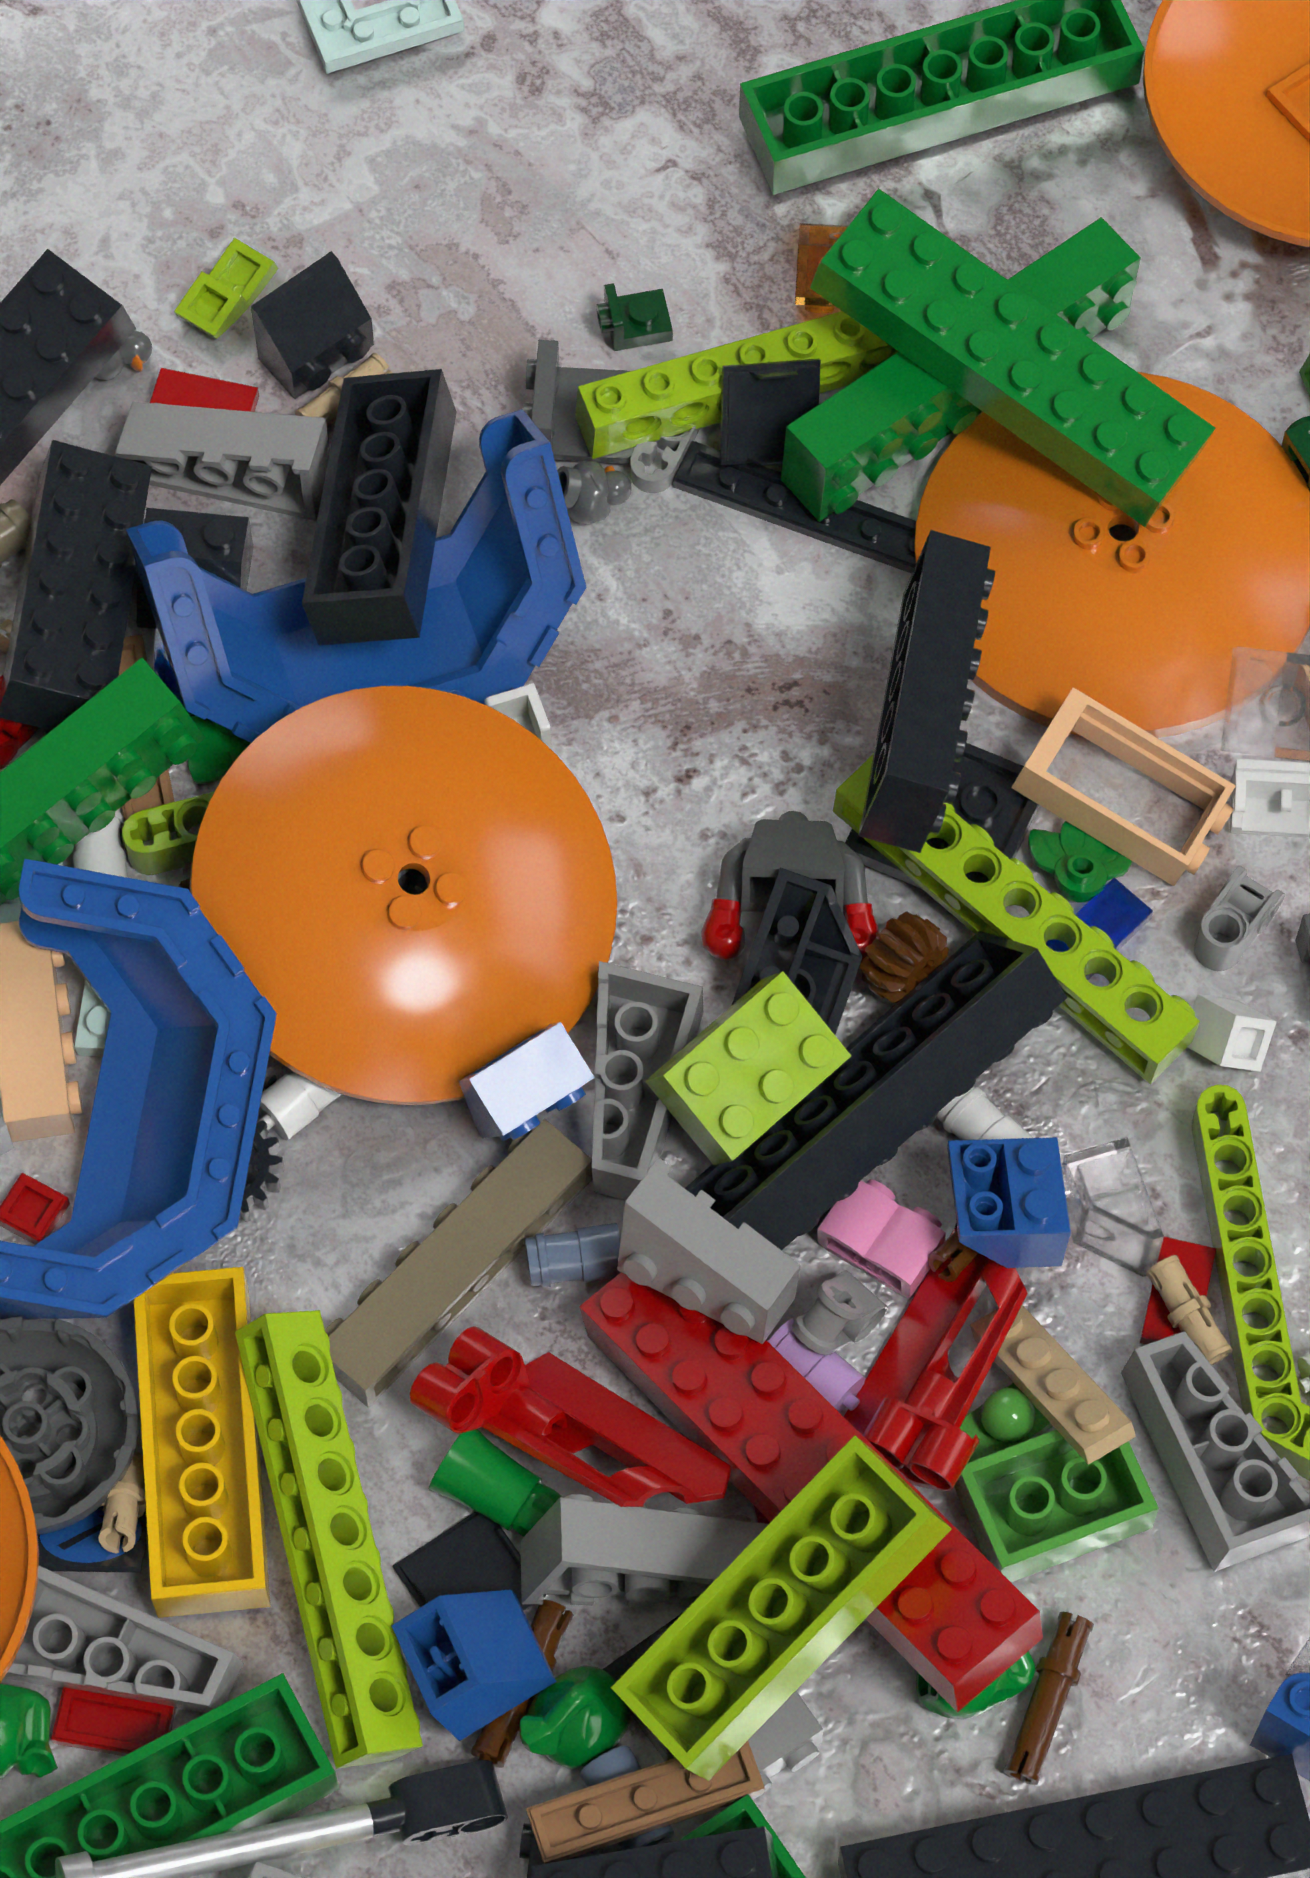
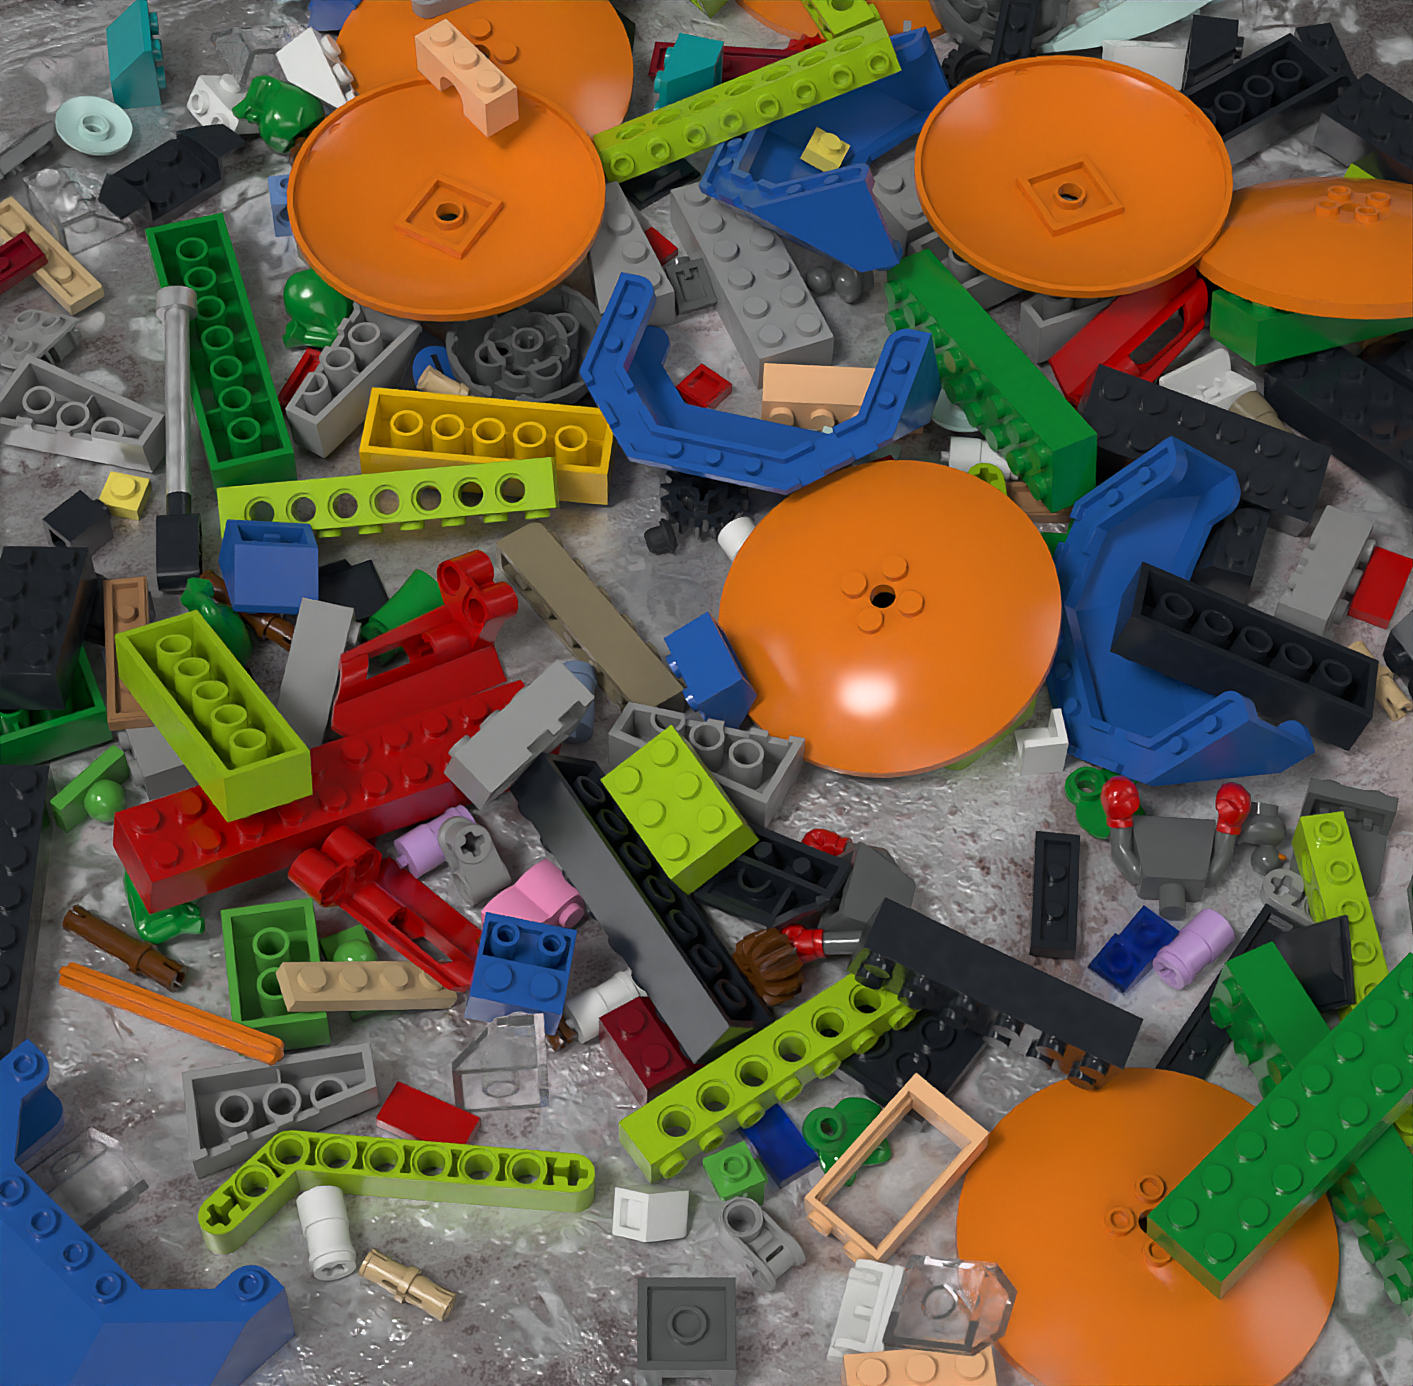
camera: 100 degrees right, 10 degrees down
(294, 1208) = (661, 537): none -> black piece
(581, 657) = (1088, 805): none -> green plate
(641, 566) = (1172, 855): none -> dark grey torso
(719, 689) = (1054, 895): none -> black plate
(755, 538) = (1193, 949): none -> lavender piece
(768, 606) = (1131, 953): none -> clear blue slope
(842, 1796) = (93, 792): none -> bright green tile
(1042, 1070) = (643, 1049): none -> dark red slope
(1143, 1599) = (172, 1013): none -> orange axle
(1172, 943) = (736, 1173): none -> bright green bracket
(1188, 1308) = (434, 1100): tan pin -> none

